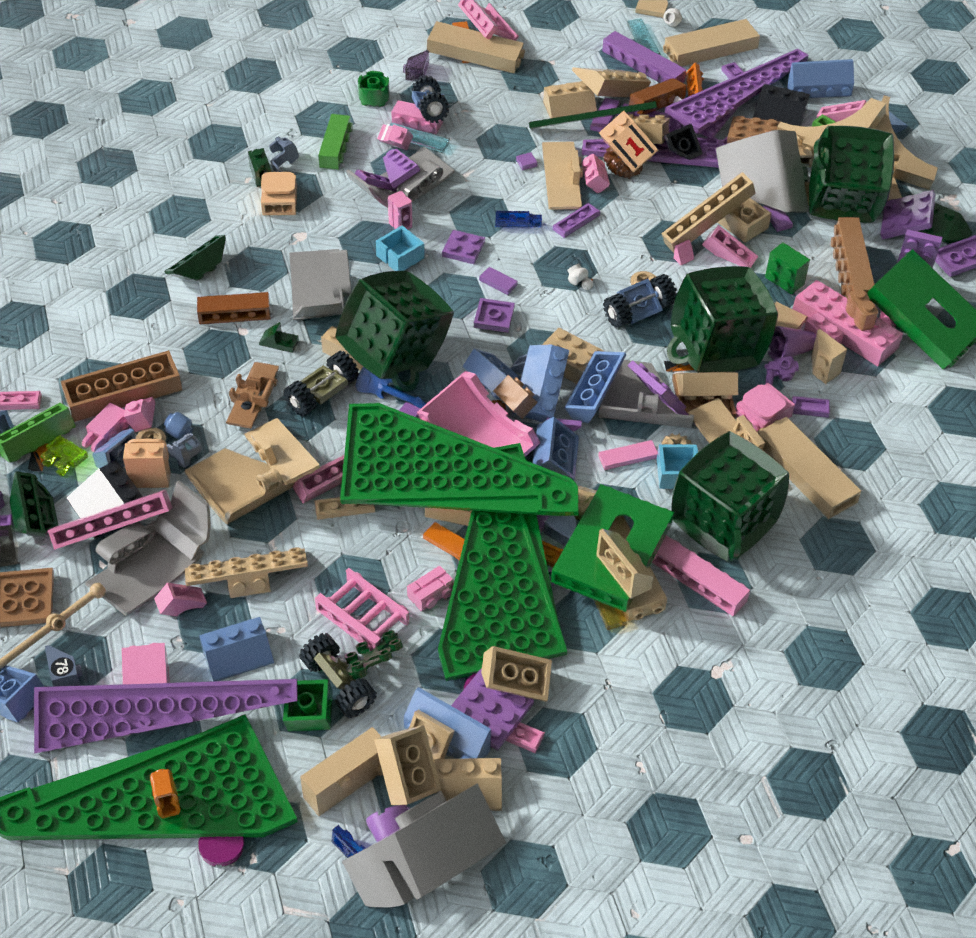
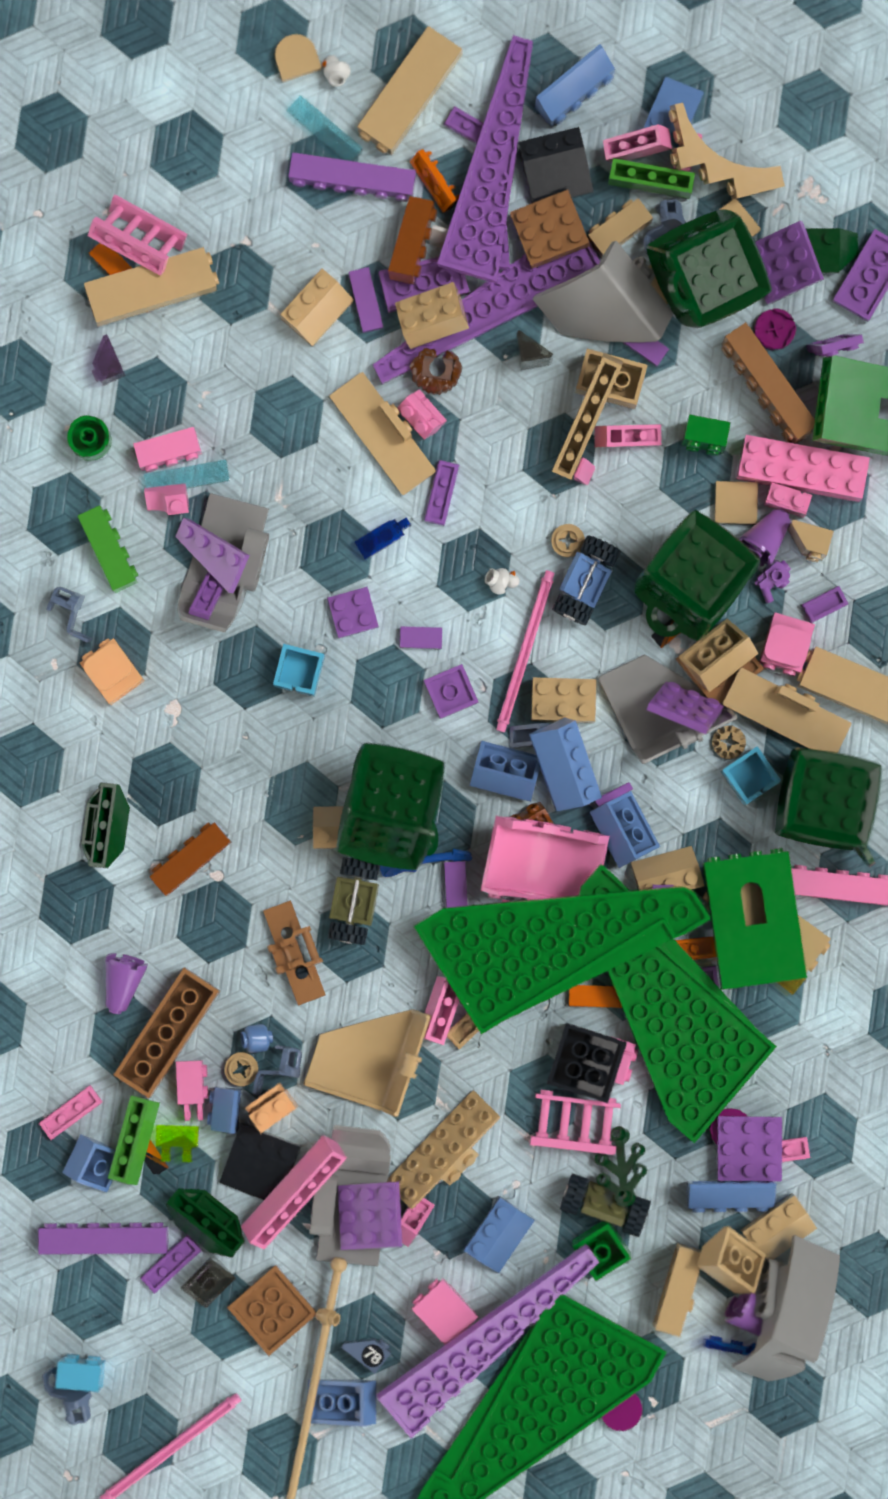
camera: 30 degrees left, 35 degrees up
(121, 342) = (122, 980): none -> medium lavender cone
(140, 414) = (211, 1050): bright pink arch -> none
(150, 570) = (370, 1215): none -> medium lavender plate
(165, 793) = (557, 1412): orange brick -> none
(258, 163) = (60, 645): dark green brick -> none
(276, 339) = (263, 866): dark green slope -> none
(282, 451) = (382, 1012): tan bracket -> none
(319, 282) = (254, 775): light grey beam -> none
(400, 210) = (261, 618): bright pink brick -> none
(402, 566) = (587, 1062): none -> black slope
(429, 99) = (172, 425): black plate -> none
(437, 733) = (721, 1214): tan tile -> none
(515, 397) = (554, 801): medium nougat brick -> none
(516, 673) = (755, 1107): tan slope -> none
(526, 161) = (330, 435): medium lavender tile -> none
(562, 323) = (525, 651): none -> bright pink piece
(592, 115) = (364, 327): dark green tile -> none
(594, 385) = (618, 733): medium blue slope -> none
(612, 82) = (344, 248): tan slope -> none
(623, 563) = (787, 948): tan slope -> none
(628, 141) = (437, 358): light nougat slope -> none
(628, 455) = (691, 784): bright pink tile -> none
(684, 142) = (487, 307): black slope -> none
(694, 177) = (531, 353): none -> clear smoke slope
(861, 309) = (824, 467): medium nougat brick -> none
(868, 117) = (654, 198): tan arch -> none
(879, 250) = (775, 329): none -> magenta tile

